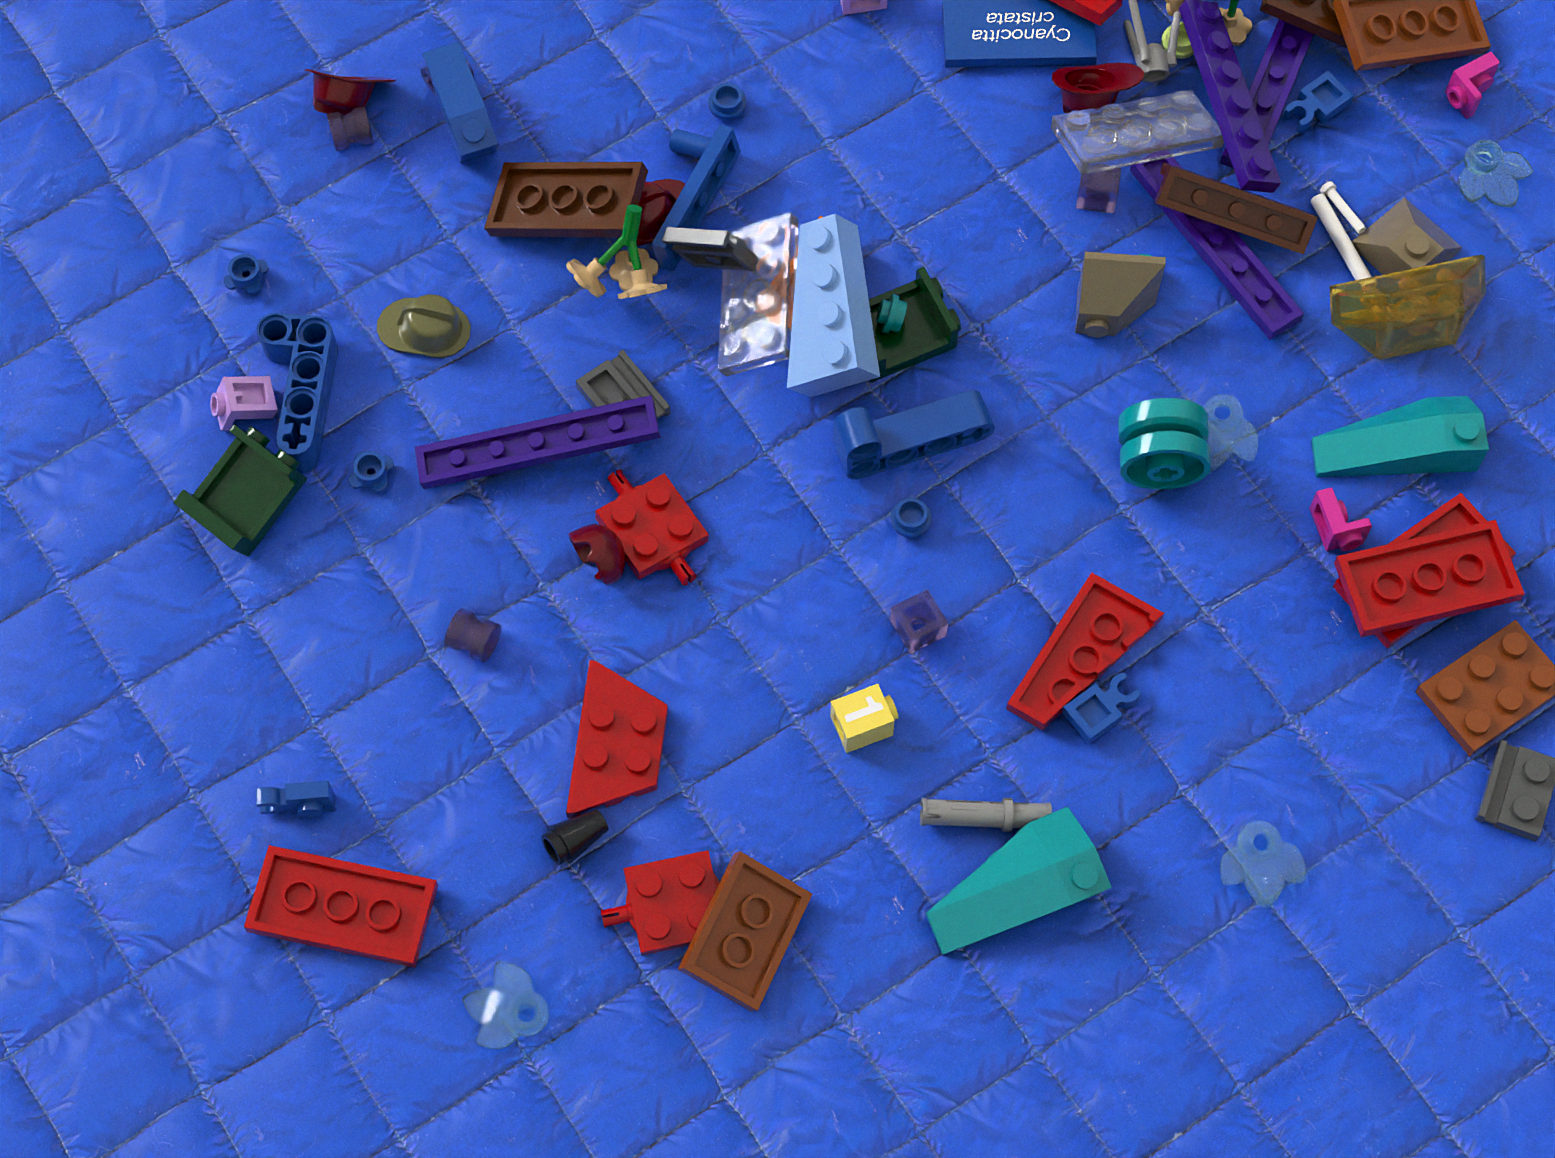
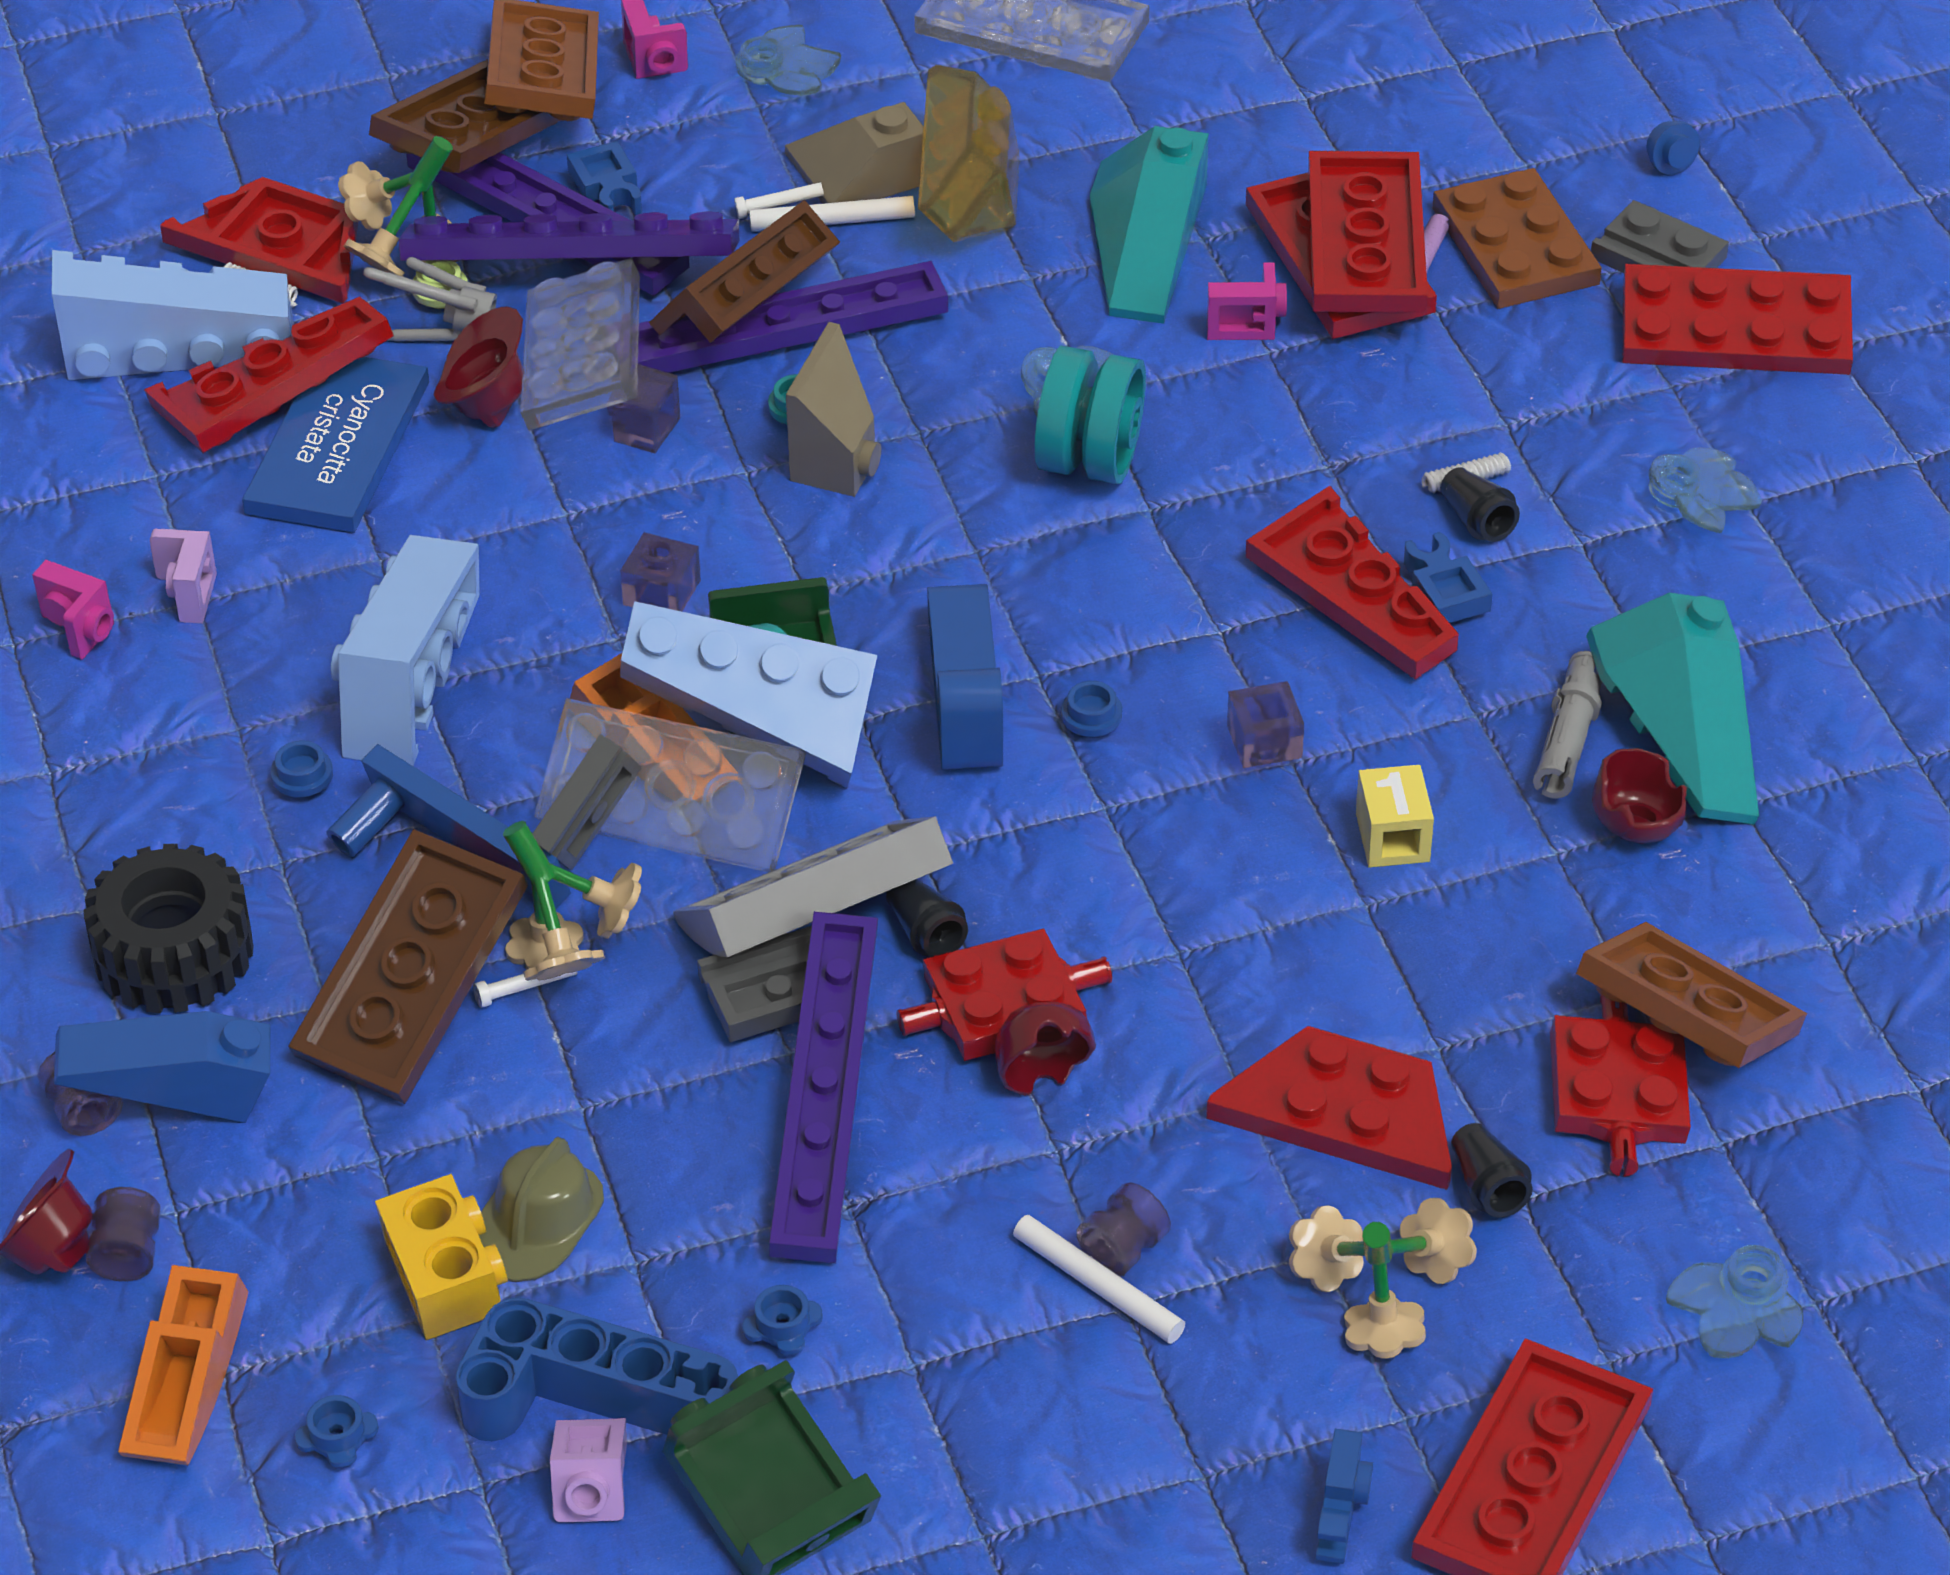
camera: 75 degrees left, 20 degrees down
(270, 186) = (183, 1364): none -> orange slope
(365, 277) = (440, 1255): none -> yellow brick
(436, 642) = (1099, 1279): none -> white bar
(447, 801) = (1332, 1250): none -> tan plant
(567, 49) = (168, 928): none -> black tyre
(580, 250) = (486, 992): none -> white piece
(698, 466) = (928, 918): none -> black cone
(699, 395) = (816, 883): none -> light grey slope
(837, 118) = (404, 645): none -> light blue wedge
(920, 868) = (1638, 797): none -> dark red hair
(950, 240) = (660, 573): none -> clear purple plate
(1184, 716) = (1481, 504): none -> black cone
(1223, 702) = (1483, 467): none -> white piece
(1454, 858) = (1737, 319): none -> red plate
(1458, 629) = (1434, 235): none -> lavender piece

